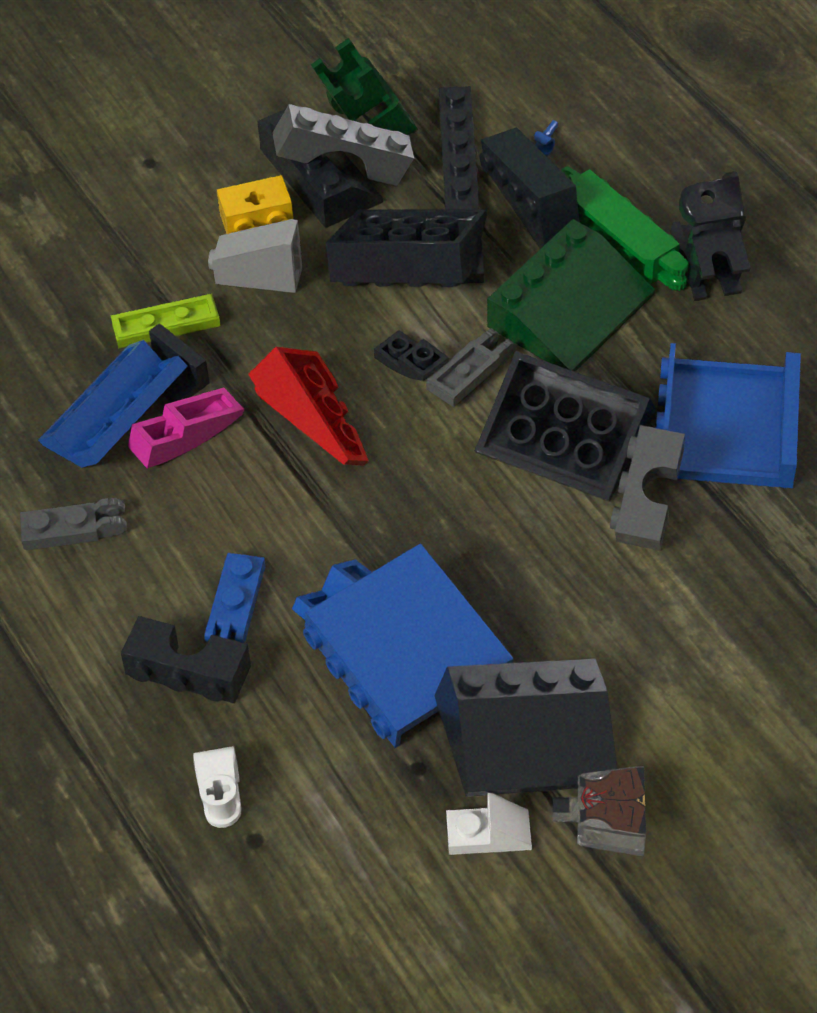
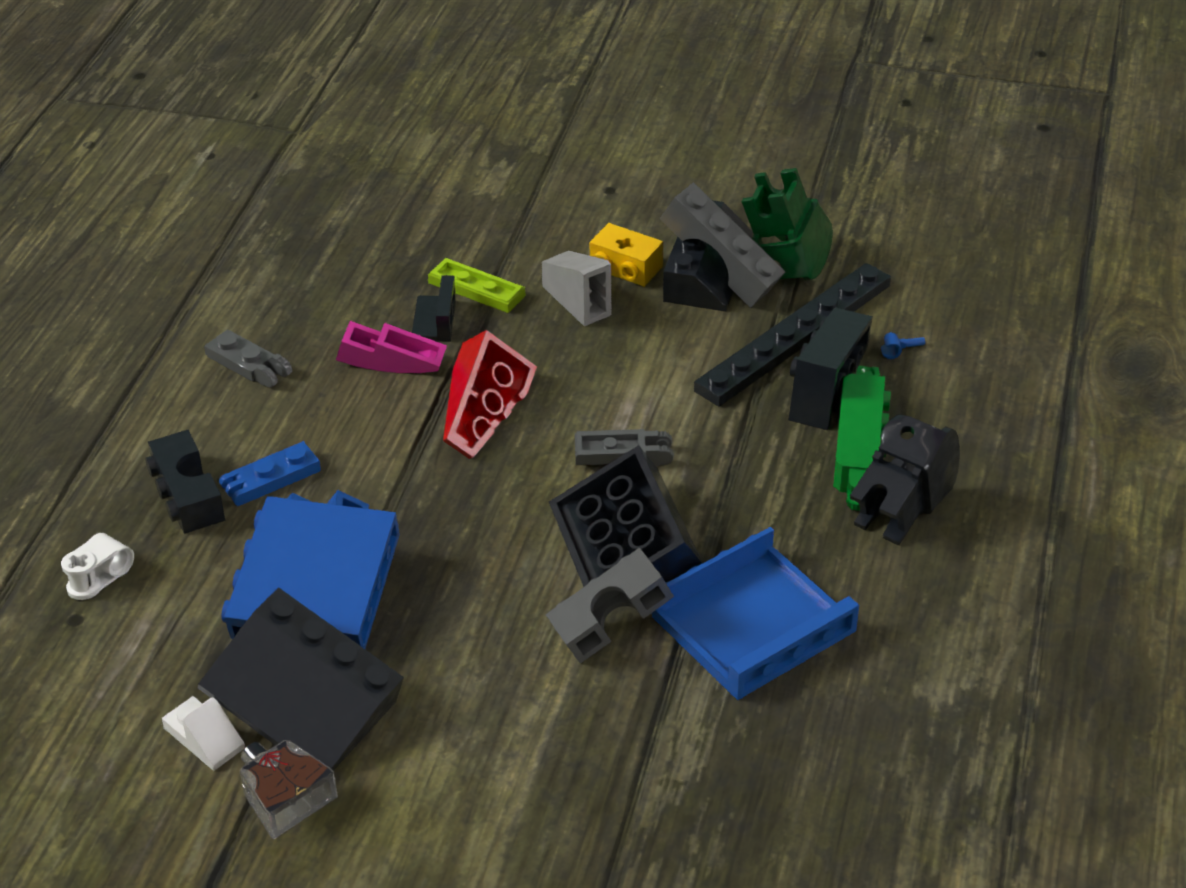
camera: 45 degrees right, 10 degrees down
(111, 404) = (367, 305): blue slope -> none
(406, 247) = (682, 339): black slope -> none
(410, 358) = (590, 410): black slope -> none
(568, 298) = (754, 452): dark green slope -> none

